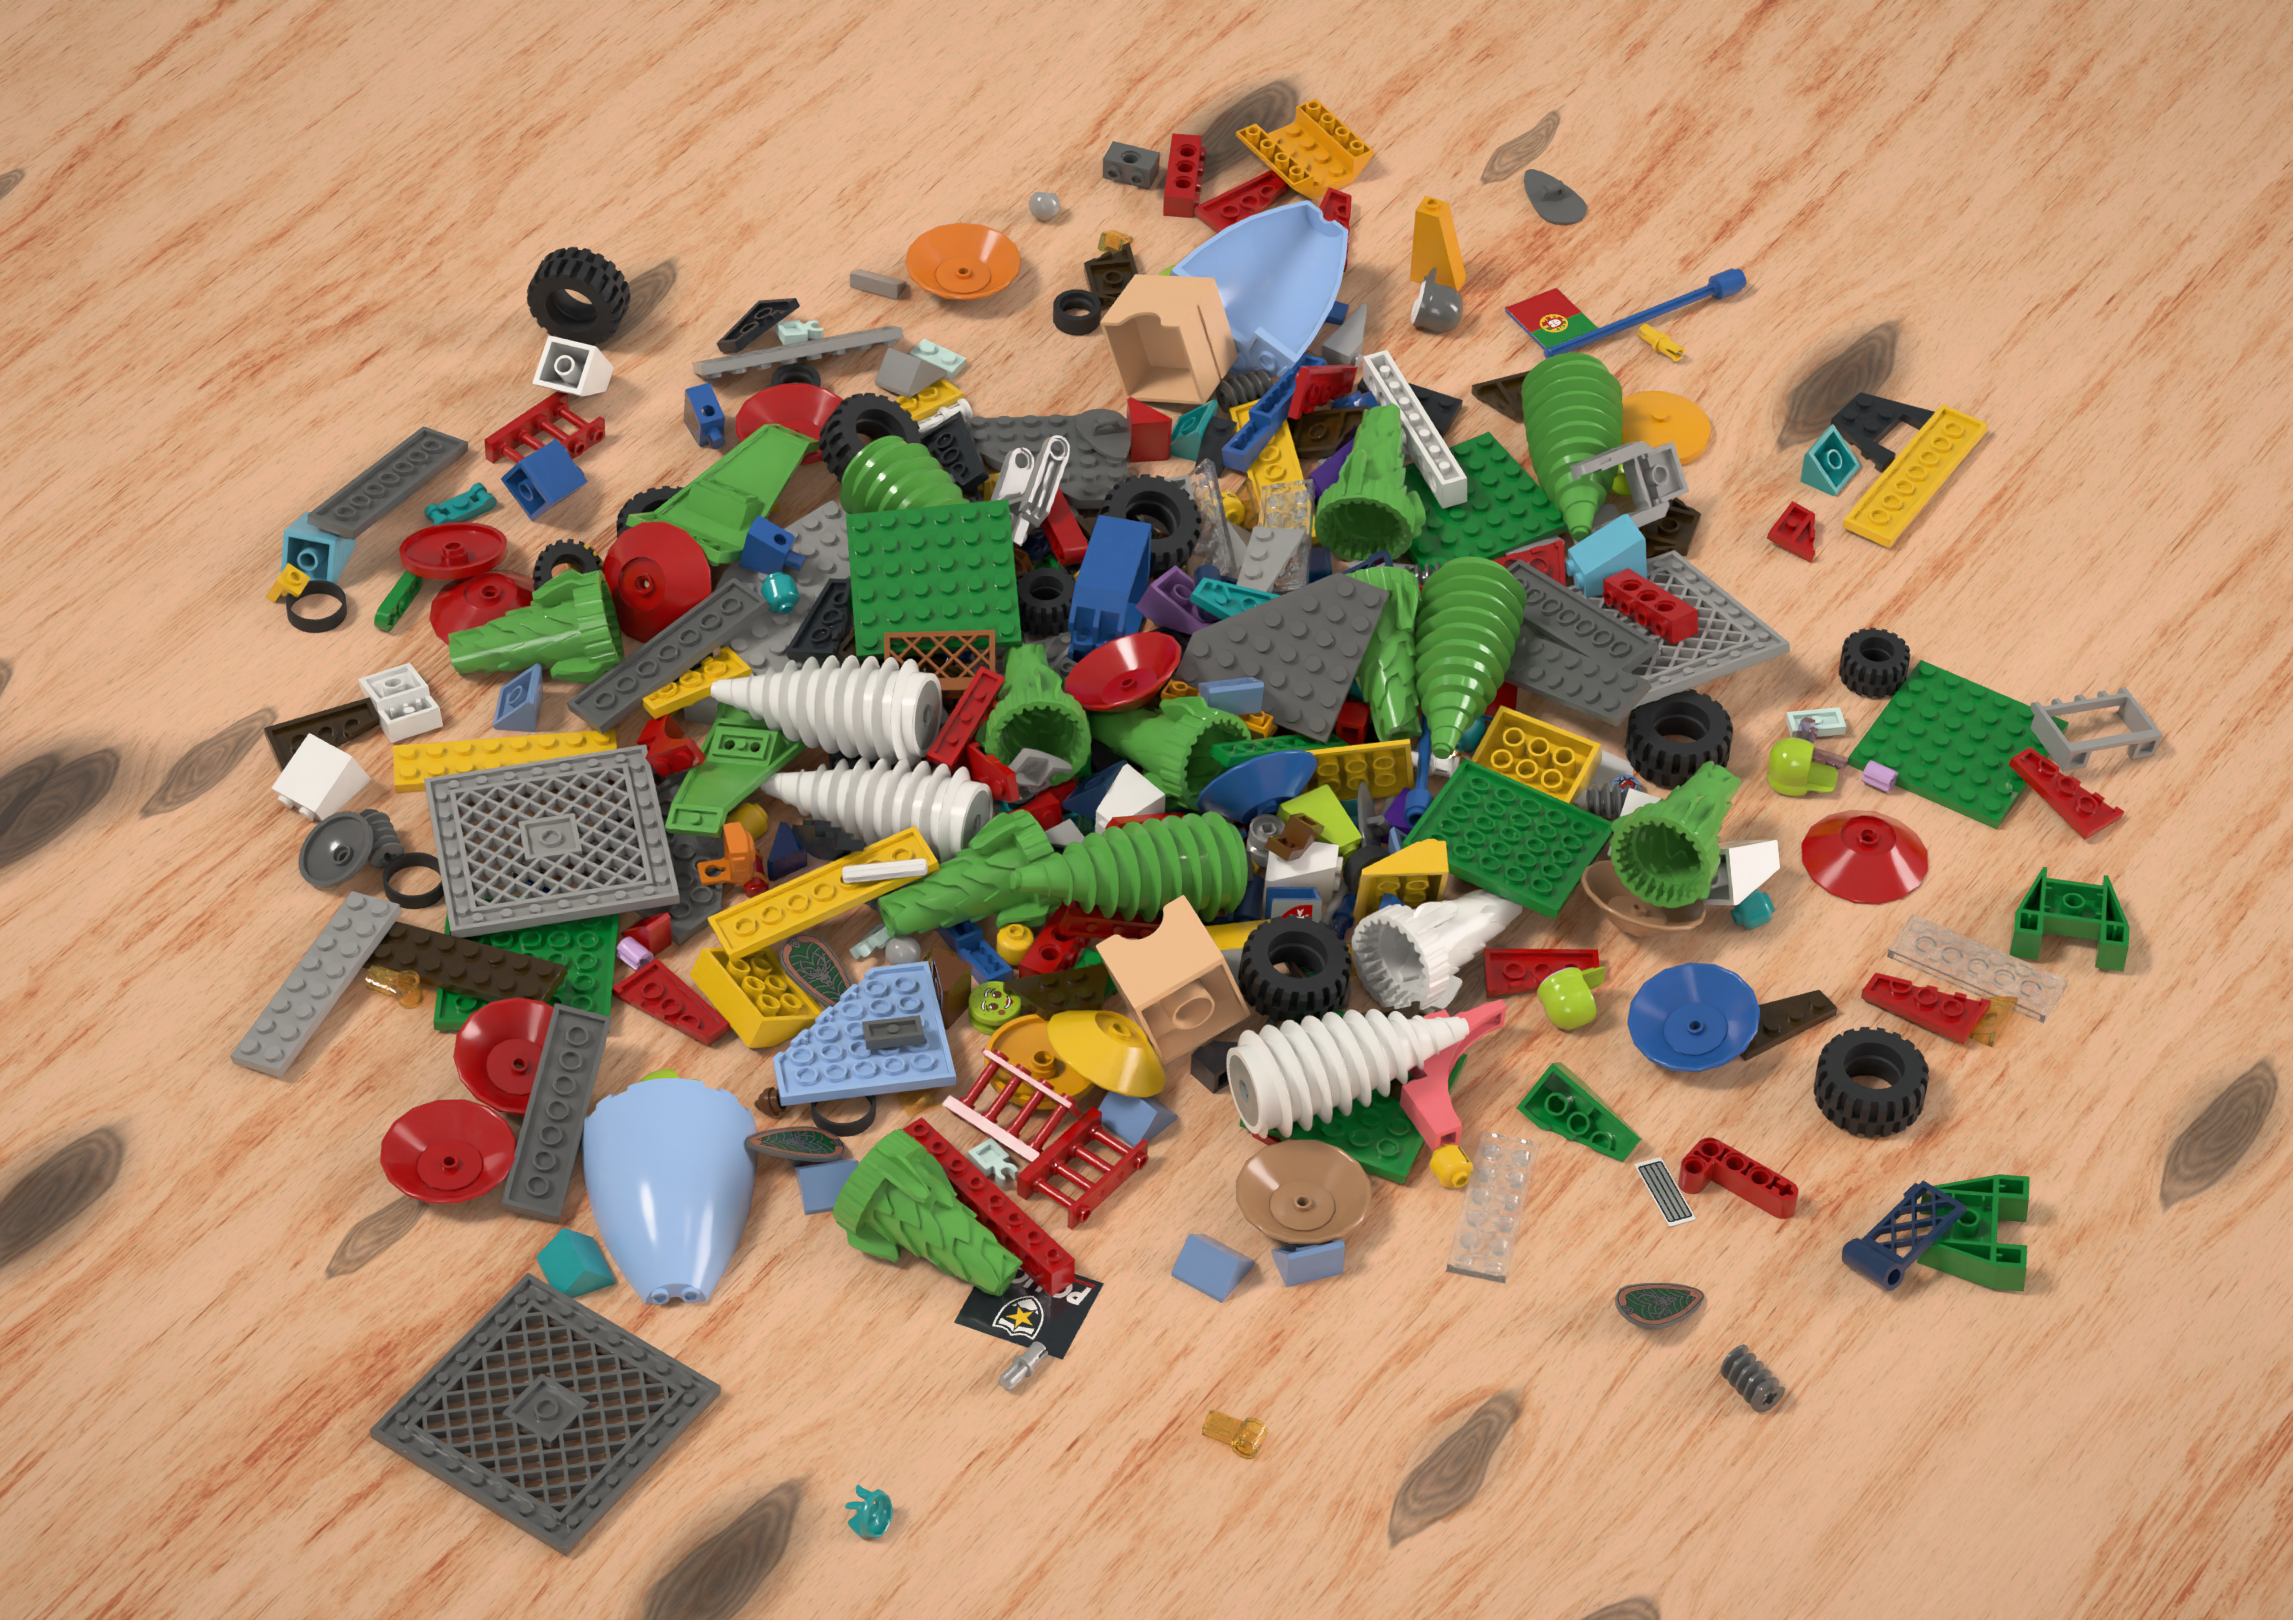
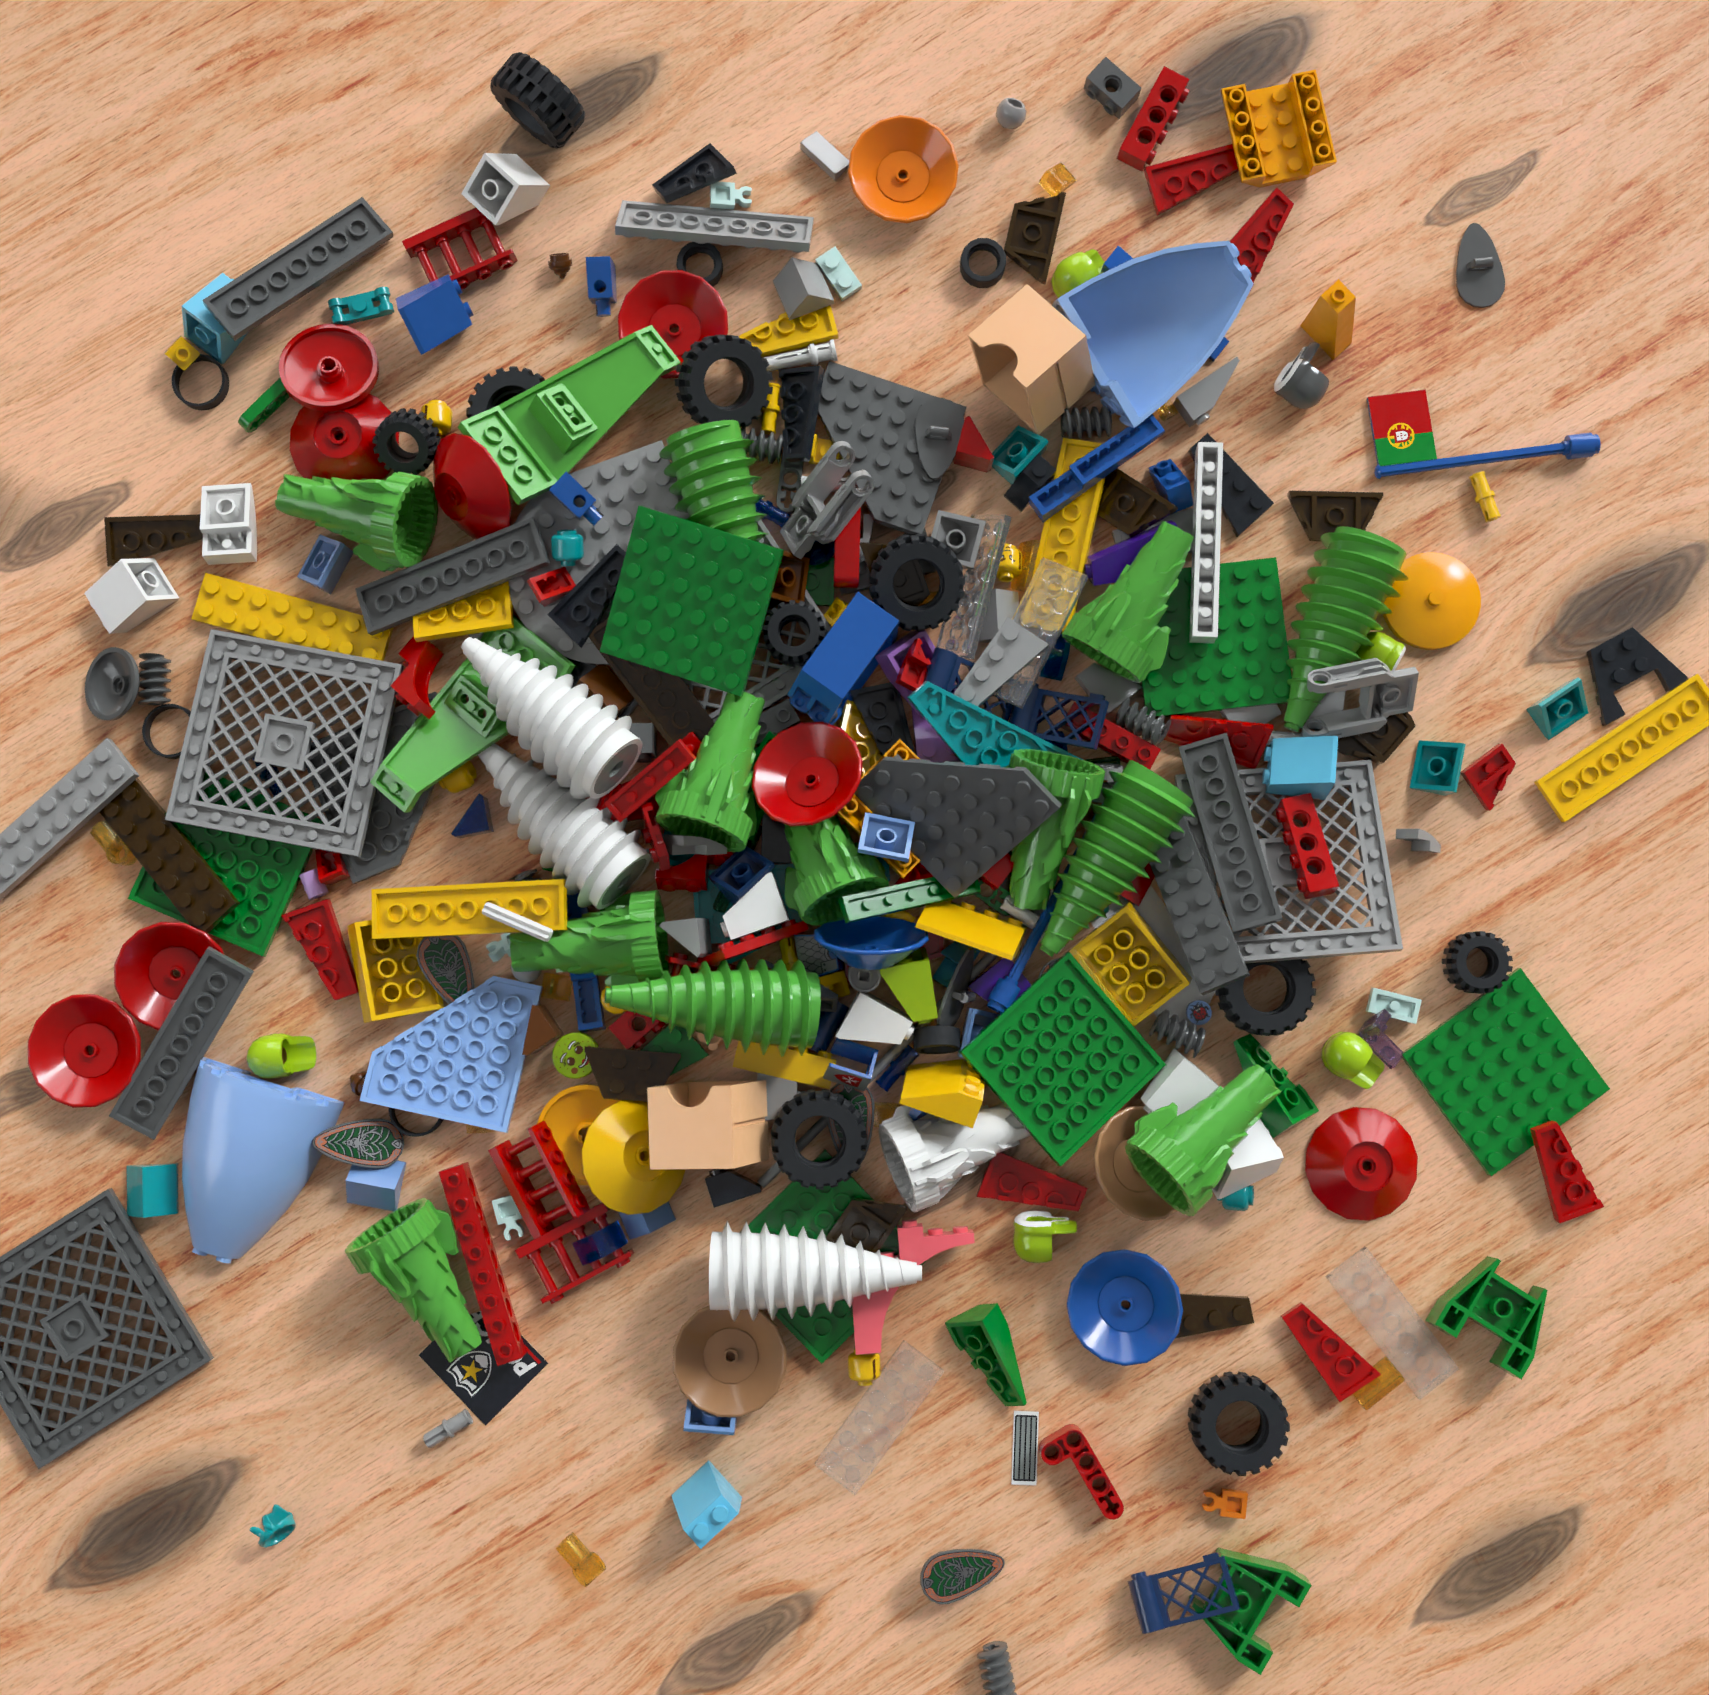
camera: 25 degrees right, 40 degrees up
(652, 421) = (560, 264): none -> reddish brown plate
(740, 862) = (428, 826): orange piece -> none
(774, 630) = (551, 585): none -> red slope
(825, 841) = (496, 848): black slope -> none
(893, 1032) = (472, 1070): dark grey plate -> none
(950, 687) = (661, 714): dark orange fence -> none
(1105, 1142) = (600, 1243): none -> clear blue slope
(1180, 590) = (913, 667): none -> red slope
(1211, 1266) = (637, 1384): medium blue slope -> none
(1295, 838) = (874, 1010): reddish brown slope -> none
(1318, 385) = (1148, 455): red wing -> none
(1352, 1326) = (706, 1504): none -> medium azure slope
(1743, 537) = (1437, 767): none -> teal slope
(1752, 825) = (1293, 1102): none -> green wedge
(1757, 593) = (1420, 840): none -> light grey slope
(1879, 776) = (1417, 1087): lavender piece -> none
(1906, 1159) = (1230, 1503): none -> orange plate
(2071, 756) = (1668, 1111): light grey hinge -> none

